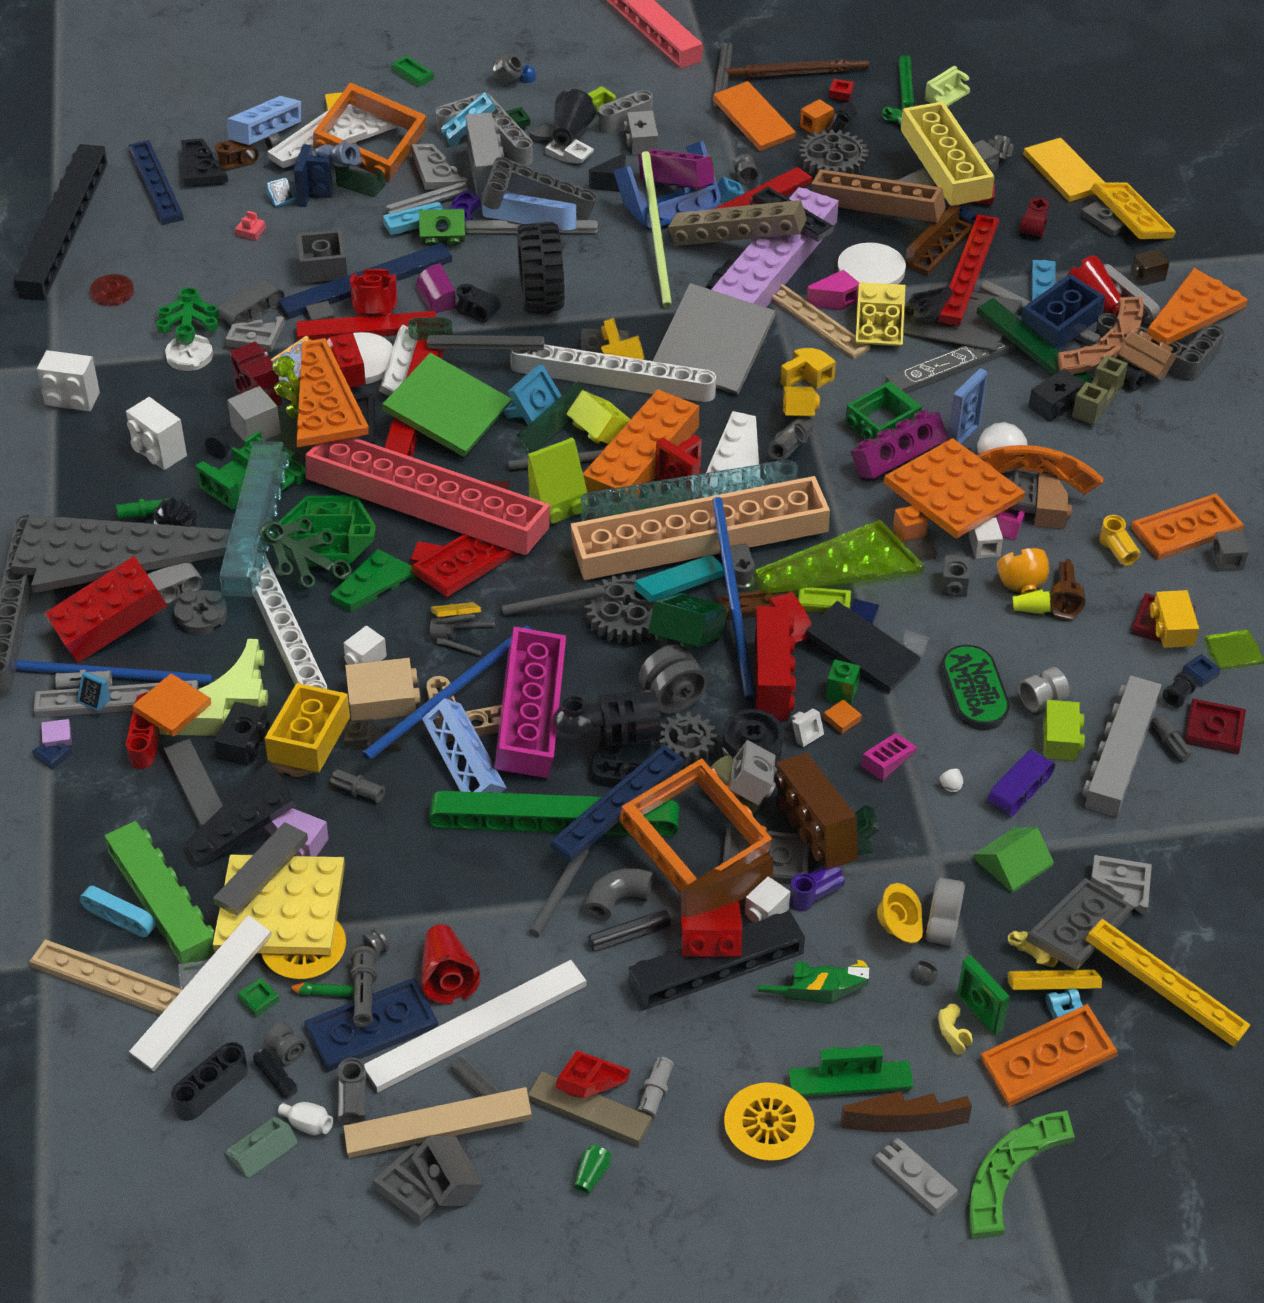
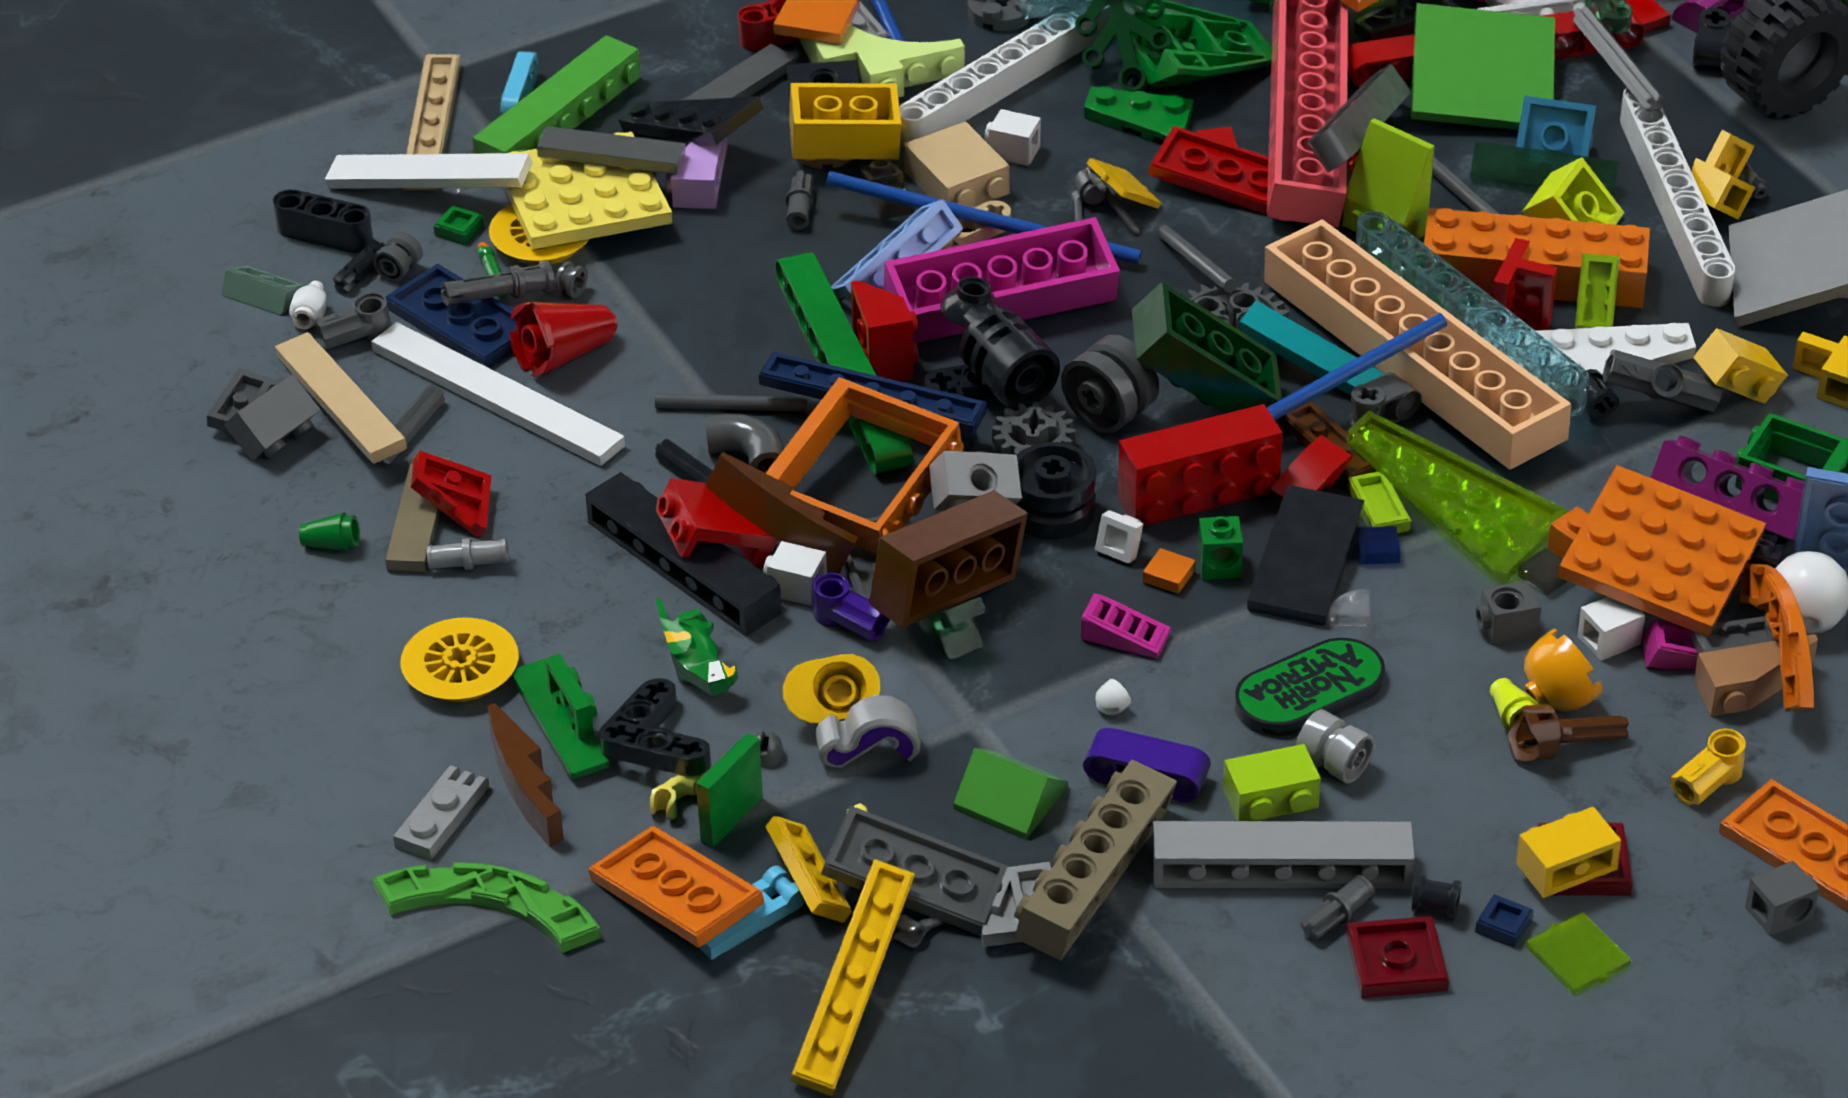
camera: 70 degrees right, 5 degrees down
(485, 470) = (1347, 127): none -> dark grey beam
(552, 773) = (885, 331): none -> red slope
(691, 424) = (1597, 291): none -> lime plate
(894, 1035) = (632, 738): none -> black beam
(1110, 829) = (1094, 859): none -> dark tan brick

